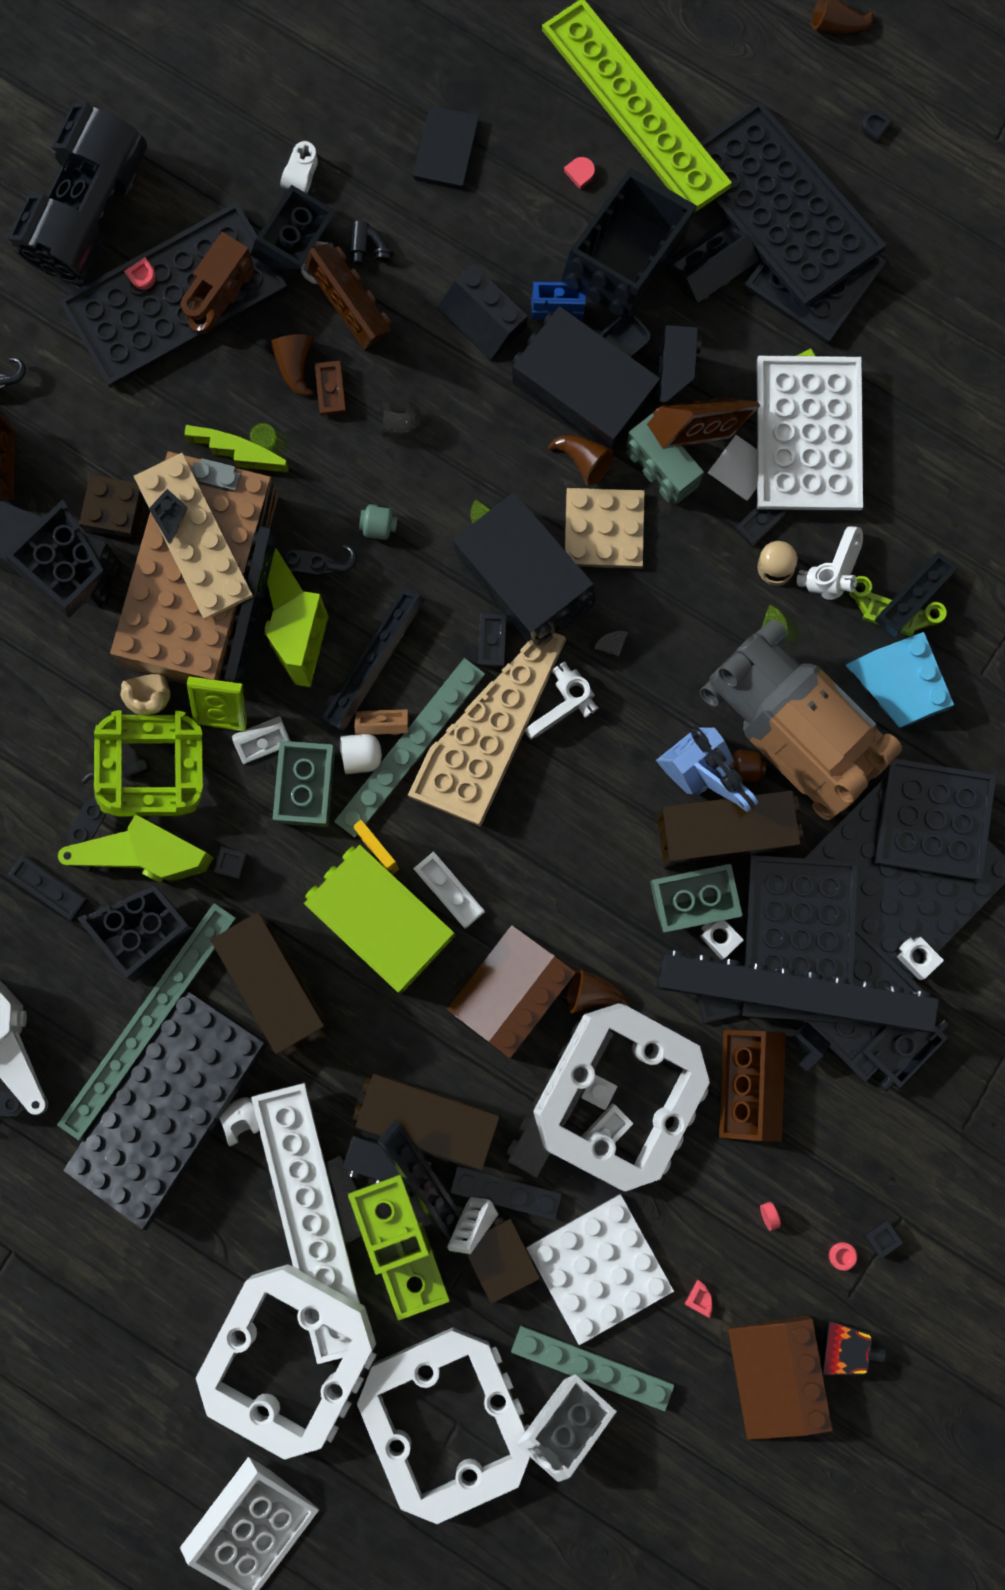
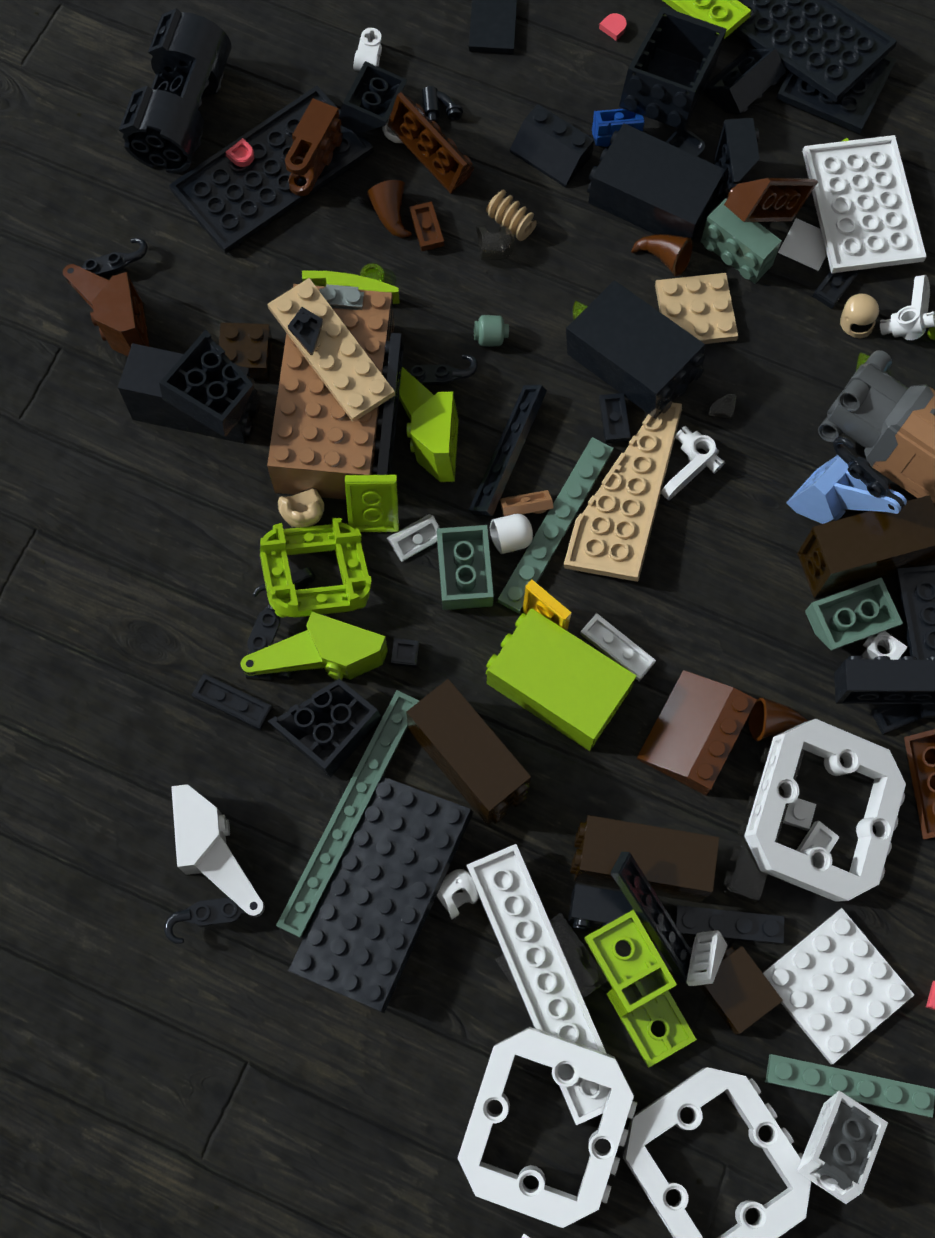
camera: 10 degrees left, 10 degrees down
(422, 391) = (510, 216): none -> tan piece

